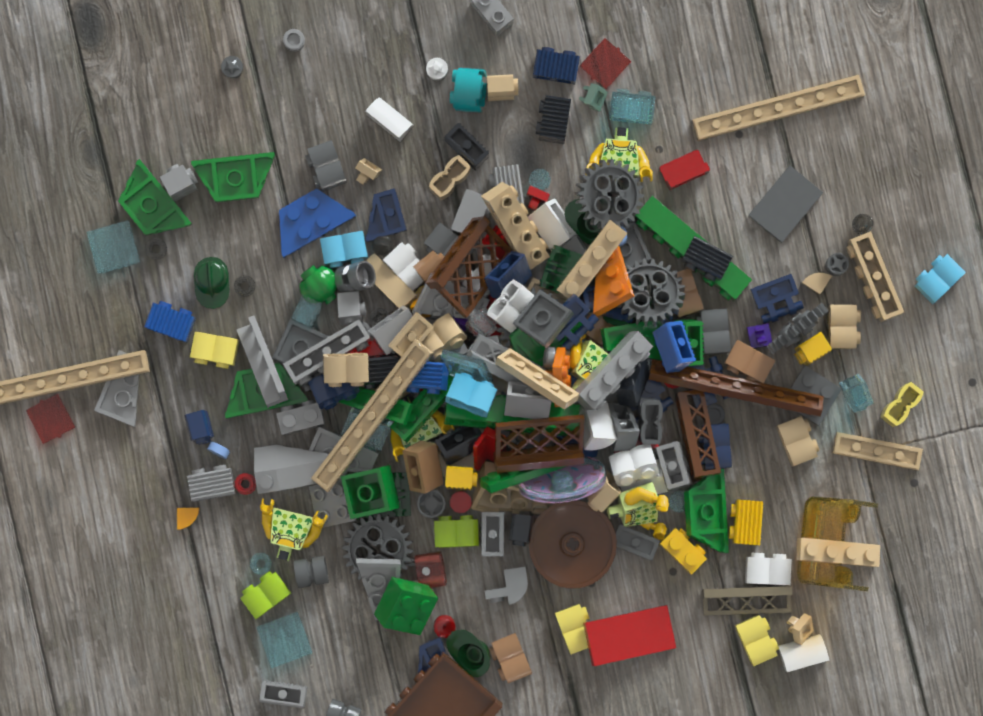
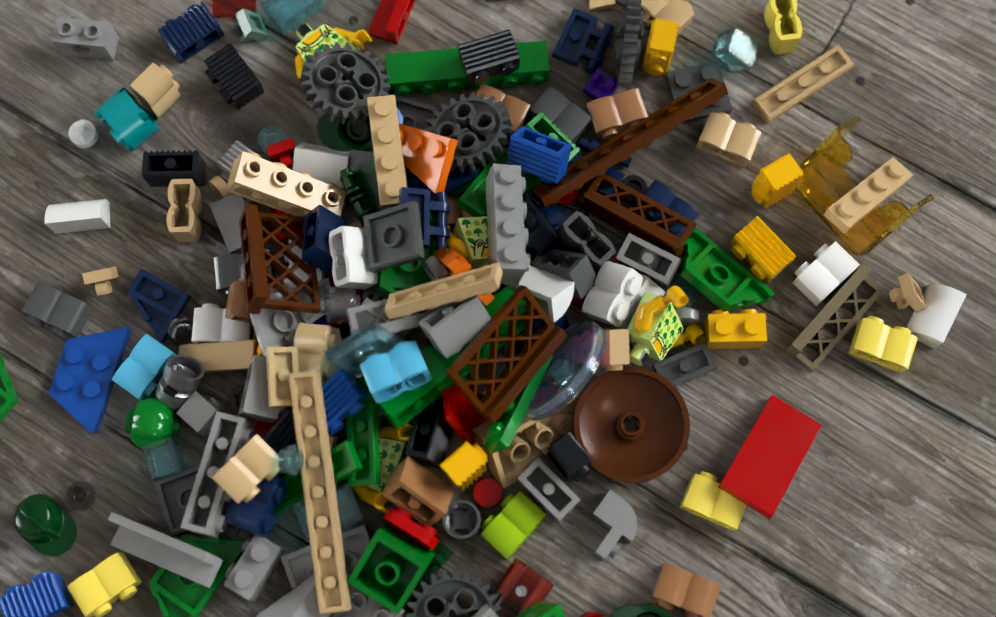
camera: 45 degrees left, 10 degrees down
(372, 386) = (290, 460): none -> clear light blue plate
(399, 472) = (423, 534): none -> red plate
(482, 182) = (219, 186): none -> tan tile
(666, 518) = (688, 316): none -> light grey tile
(793, 492) = (776, 181): none -> yellow brick

